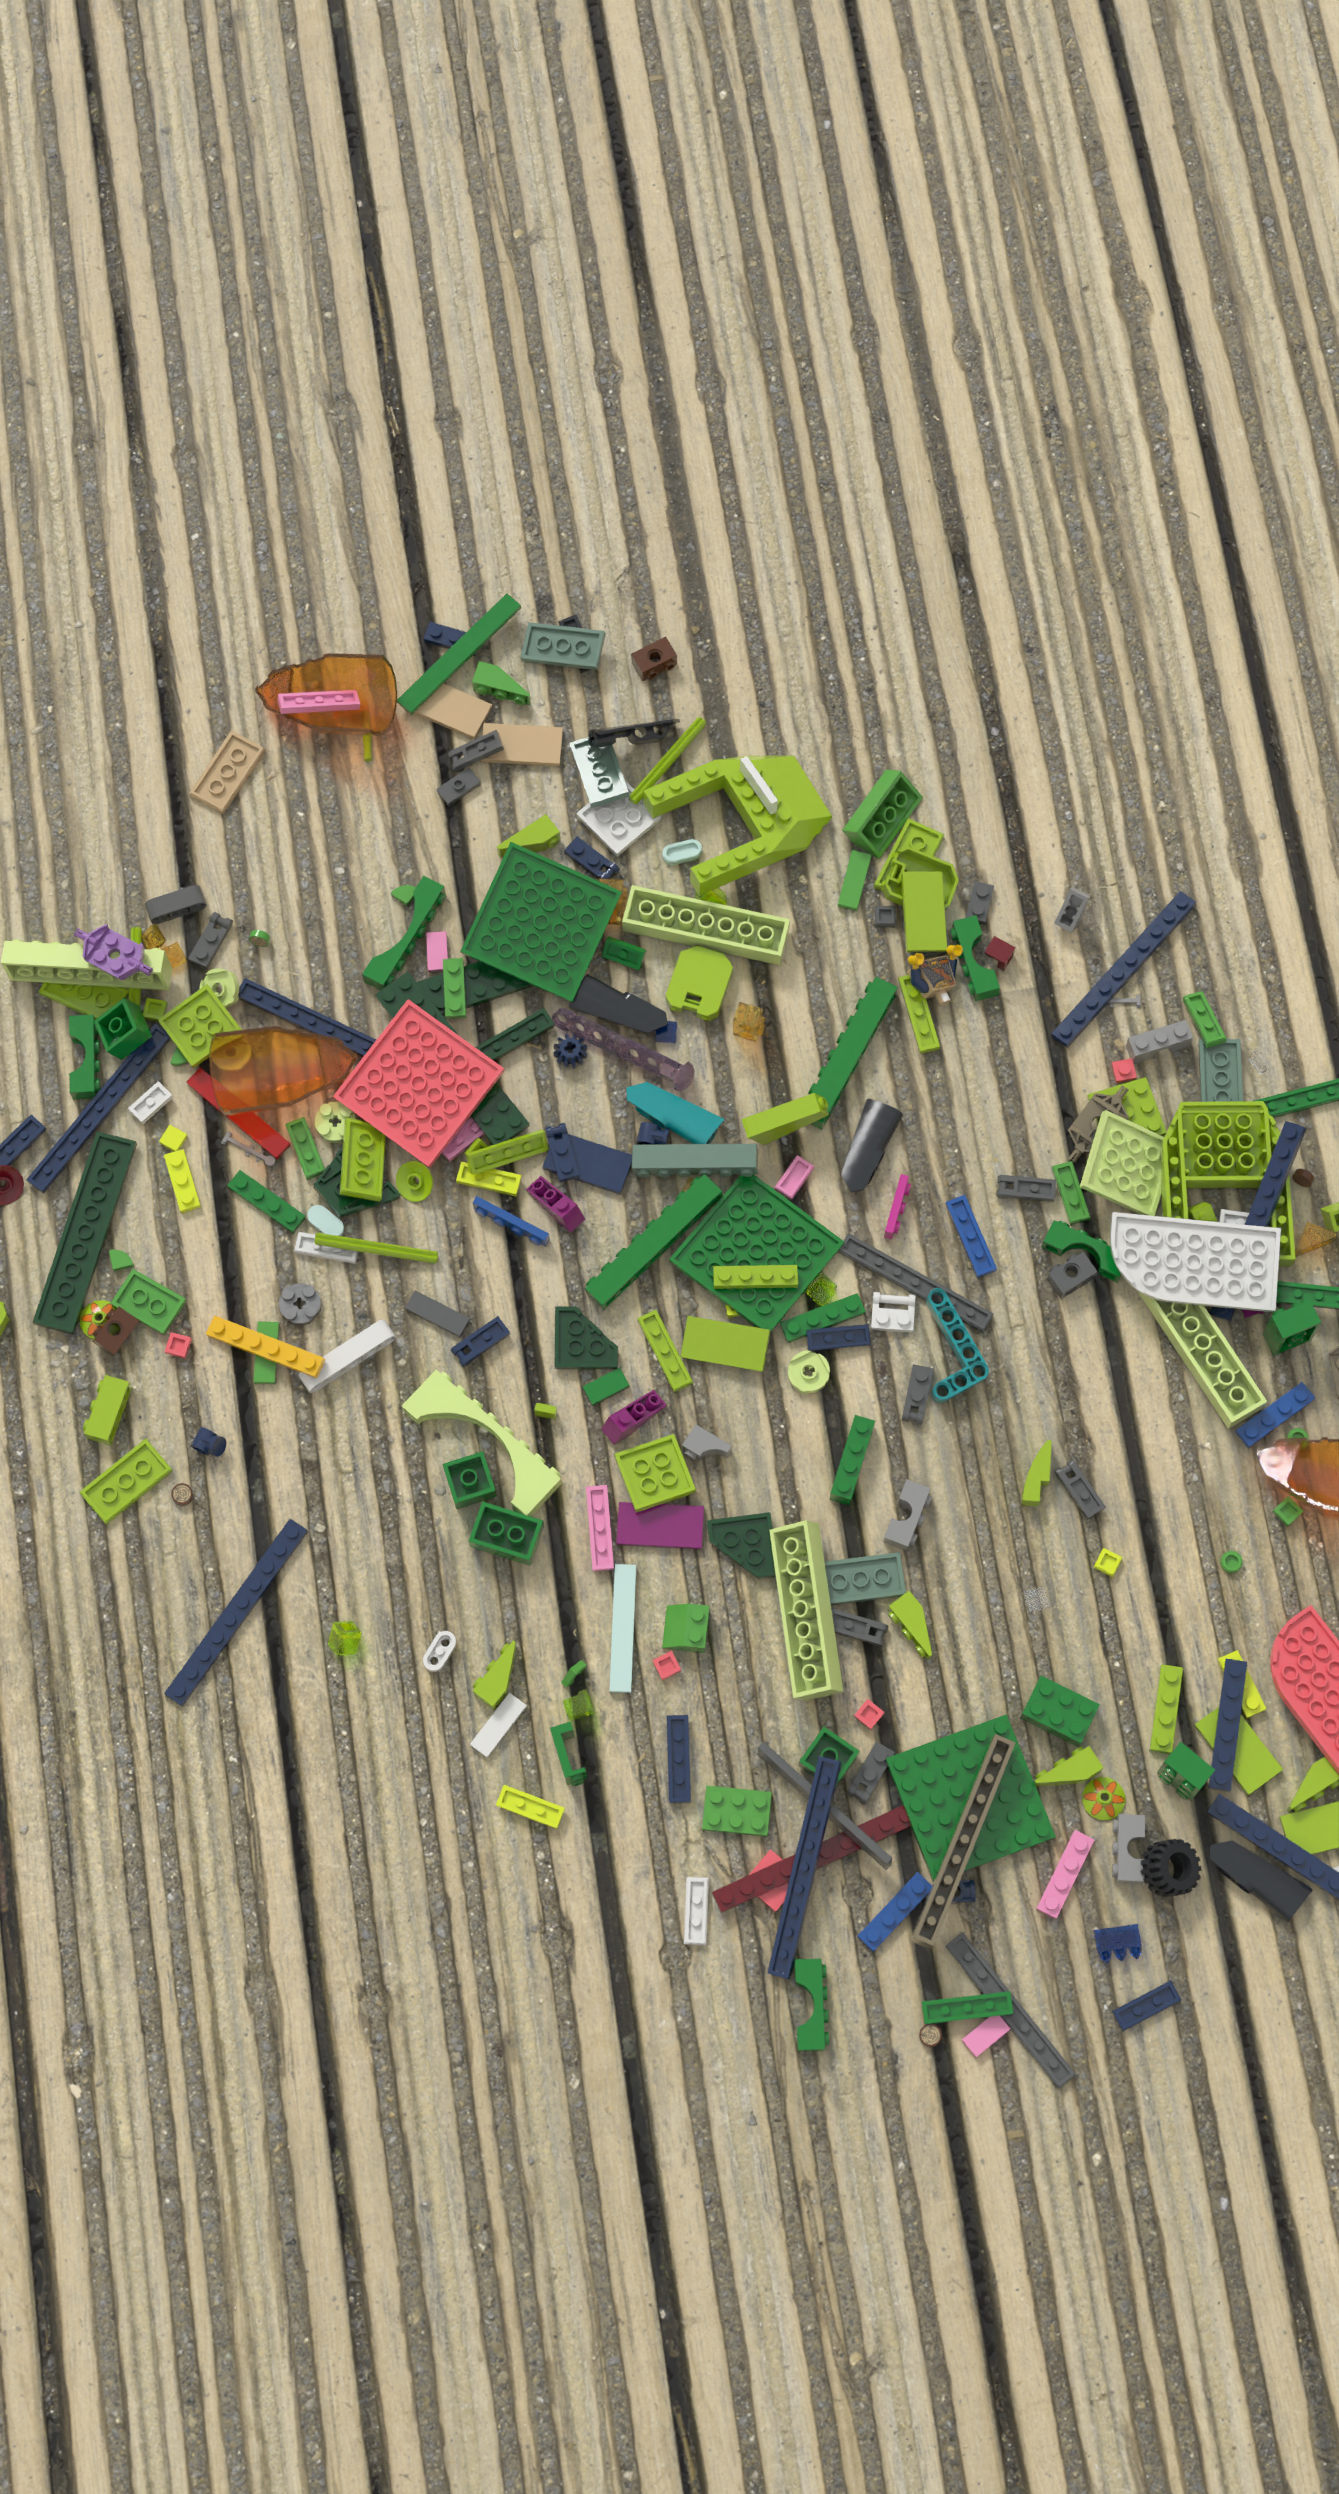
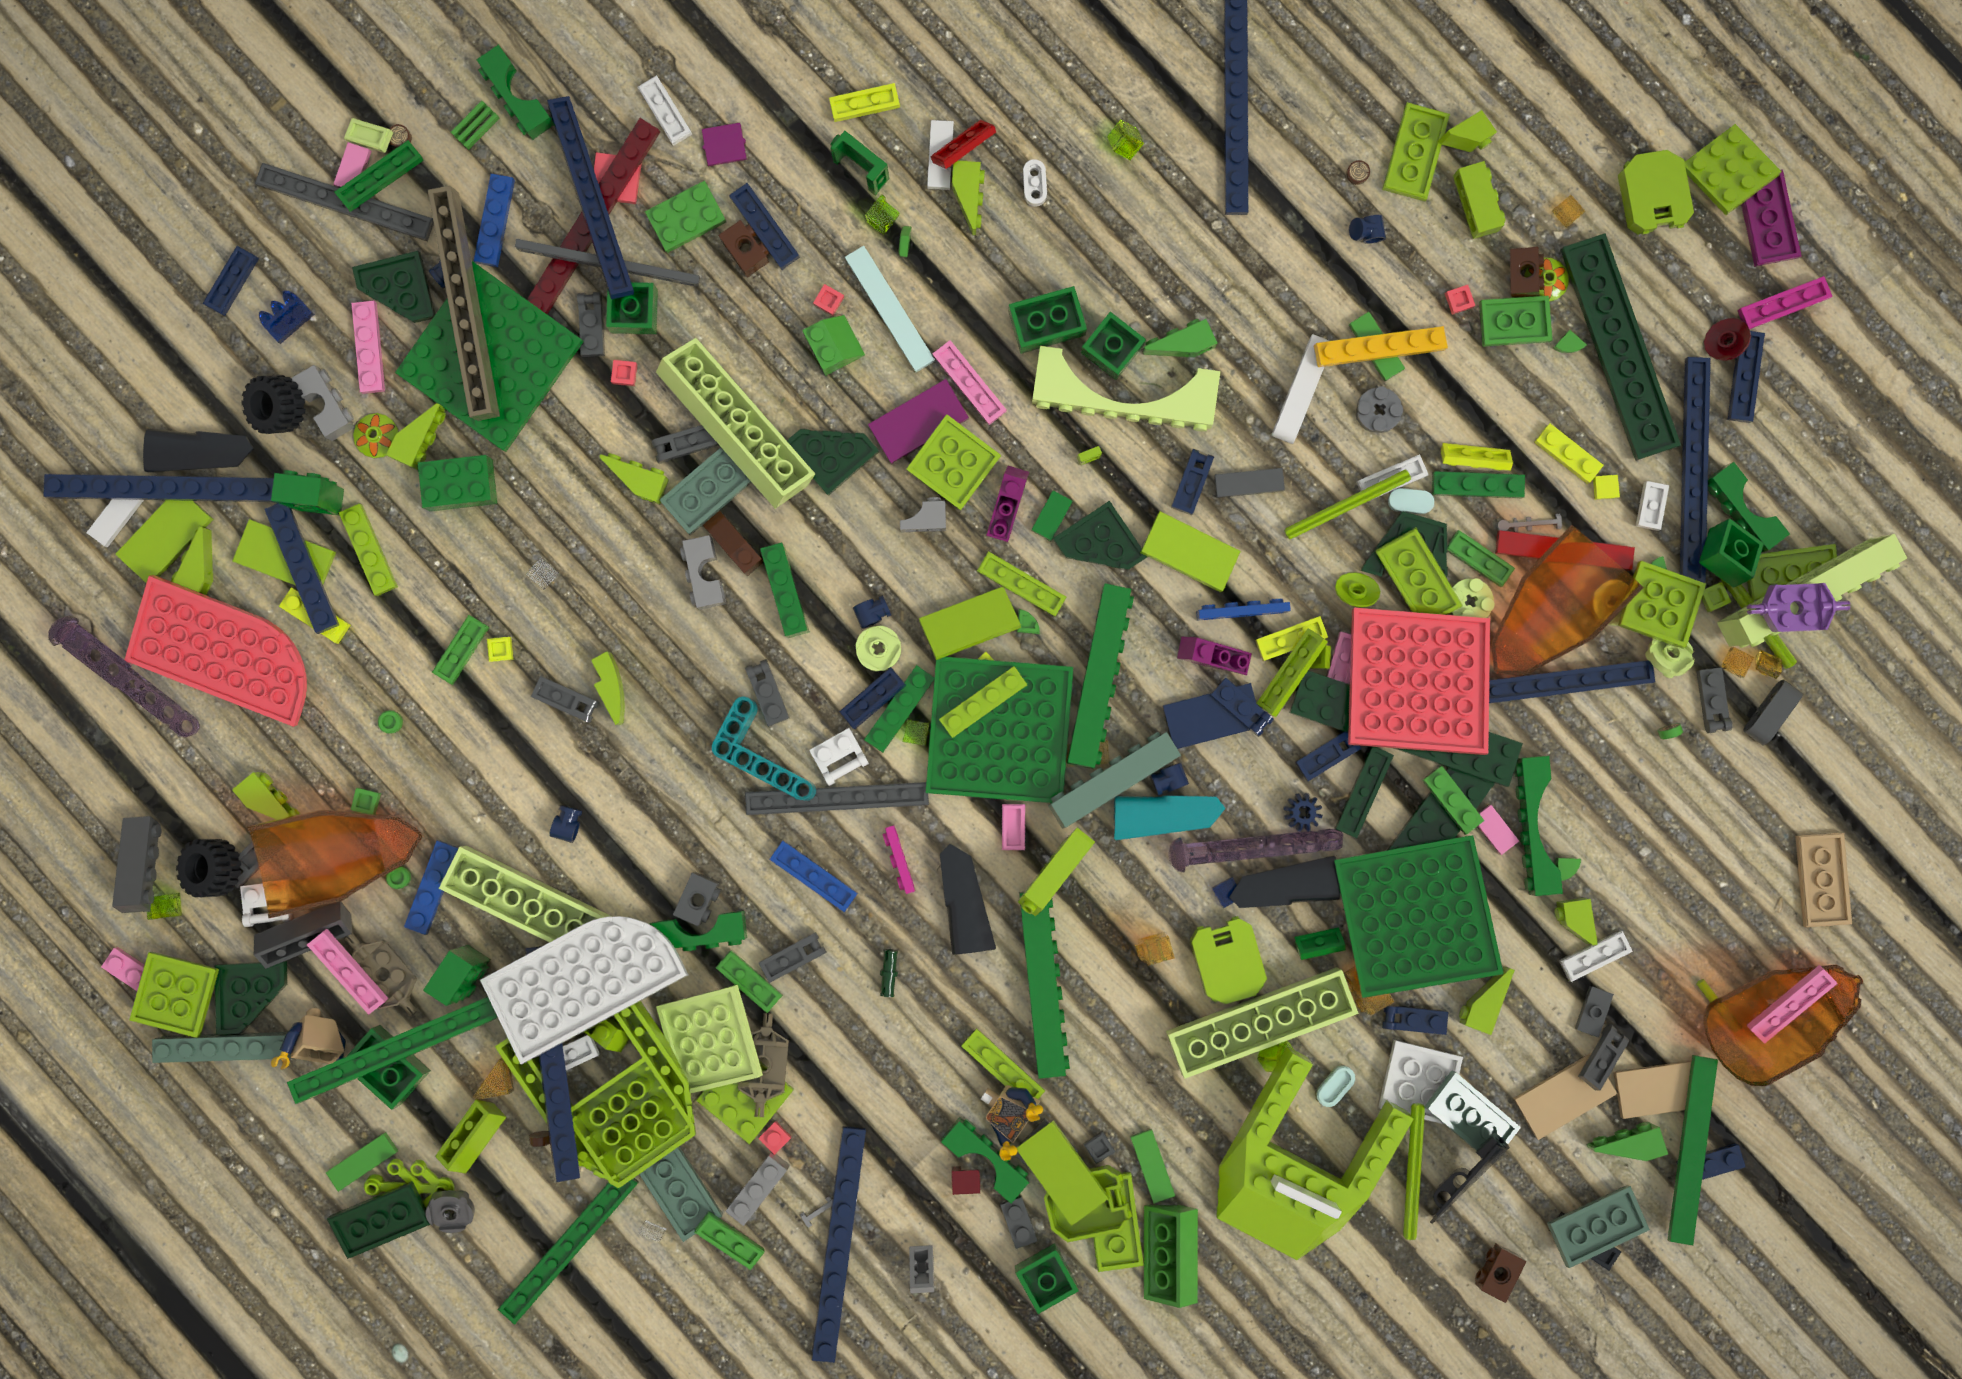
camera: 140 degrees right, 15 degrees up
(45, 1359) = (1568, 211): none -> clear yellow tile
(76, 1464) = (1470, 134): none -> lime slope
(253, 1221) = (1476, 456): none -> neon yellow plate
(407, 1447) = (1188, 342): none -> bright green slope
(423, 855) = (1578, 918): none -> lime slope
(429, 822) = (1595, 956): none -> white tile
(475, 1716) = (963, 144): none -> red tile
(519, 1290) = (1190, 551): none -> lime tile
(526, 1079) = (1325, 756): none -> dark blue plate
(666, 1851) = (724, 144): none -> magenta piece
(680, 1318) = (1028, 623): none -> bright green tile
(706, 1737) = (748, 261): none -> reddish brown brick
(796, 1401) = (871, 612): none -> dark blue piece
(869, 1522) = (733, 543): none -> reddish brown slope
(879, 1998) = (473, 120): none -> bright green tile
(955, 2051) = (368, 135): none -> yellowish green tile
(959, 1132) = (888, 972): none -> dark green pin
(984, 851) = (1046, 1278): none -> green brick
(1008, 1907) = (398, 284): none -> dark green plate
(1139, 1393) = (565, 825): none -> dark blue piece
(1139, 1582) = (460, 649): none -> bright green tile

